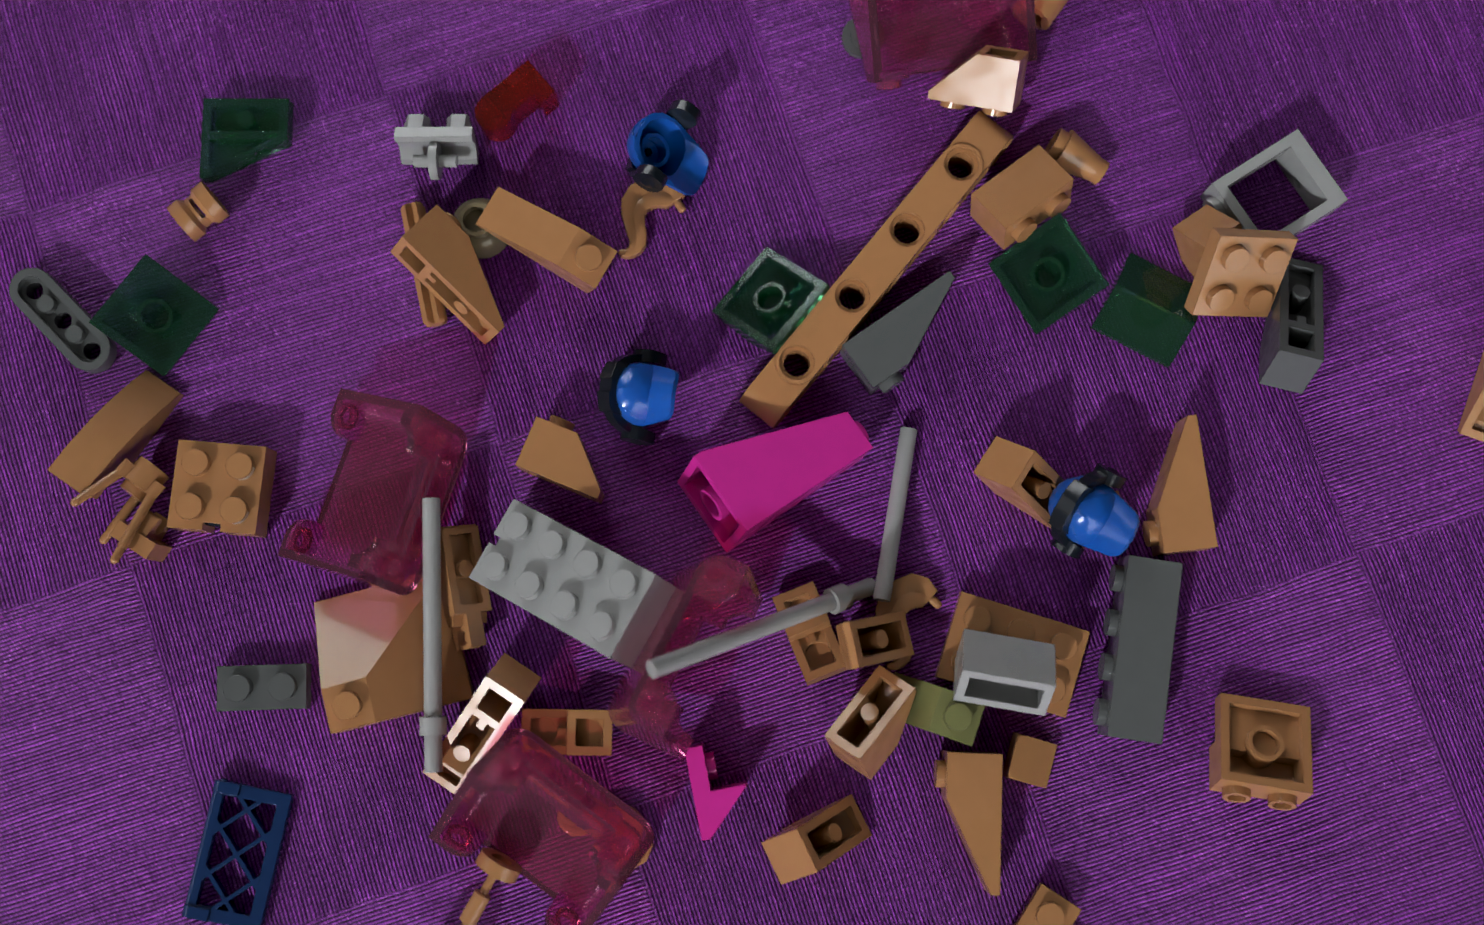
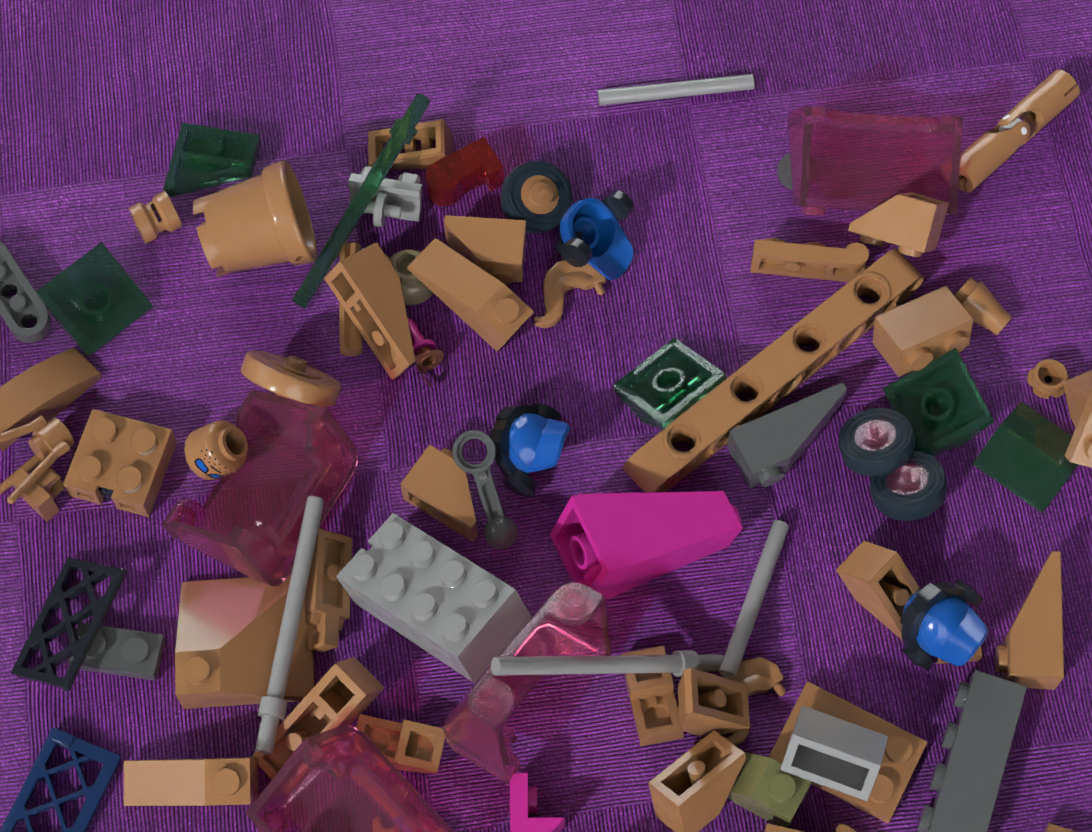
camera: 10 degrees right, 15 degrees down
(183, 689) = (79, 648): none -> black window
(306, 202) = (257, 223): none -> medium nougat piece
(317, 460) = (216, 450): none -> medium nougat head
(371, 812) = (191, 782): none -> medium nougat slope
(377, 372) = (290, 378): none -> medium nougat wheel
(439, 75) = (401, 133): none -> clear green bar
(450, 67) = (413, 159): none -> medium nougat slope
(509, 309) = (425, 351): none -> piece
(558, 181) = (490, 244): none -> medium nougat slope
(595, 117) = (536, 194): none -> black wheel
(626, 489) = (500, 530): none -> dark grey piece
(891, 137) = (808, 260): none -> medium nougat plate
(992, 326) = (876, 442): none -> black wheel
(1032, 367) = (911, 490): none -> black wheel
(1154, 213) = (1048, 369): none -> medium nougat plate

